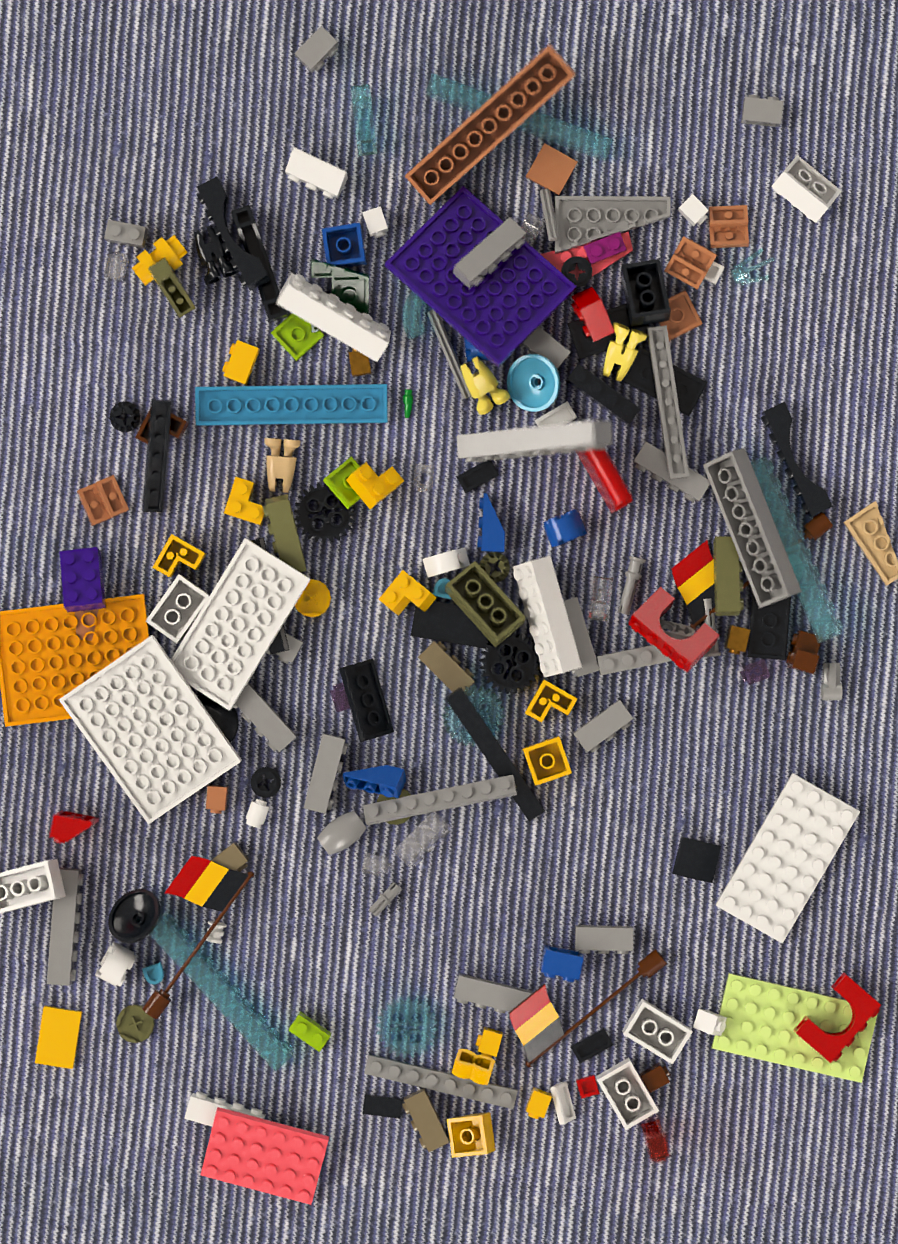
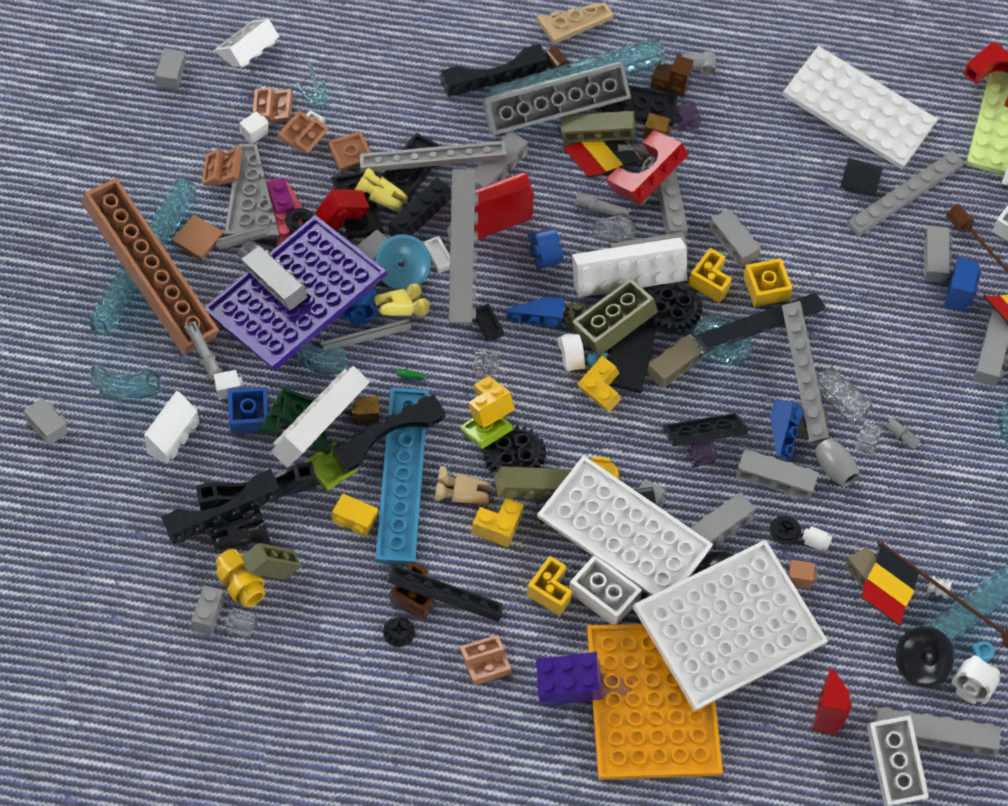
camera: 90 degrees left, 30 degrees down
(351, 418) = (422, 414): none -> black arch
(398, 197) = (206, 357): none -> light grey pin
(639, 183) = (222, 167): none -> nougat slope
(645, 292) = (327, 165): black brick -> none
(682, 907) = (905, 193): none -> light grey plate

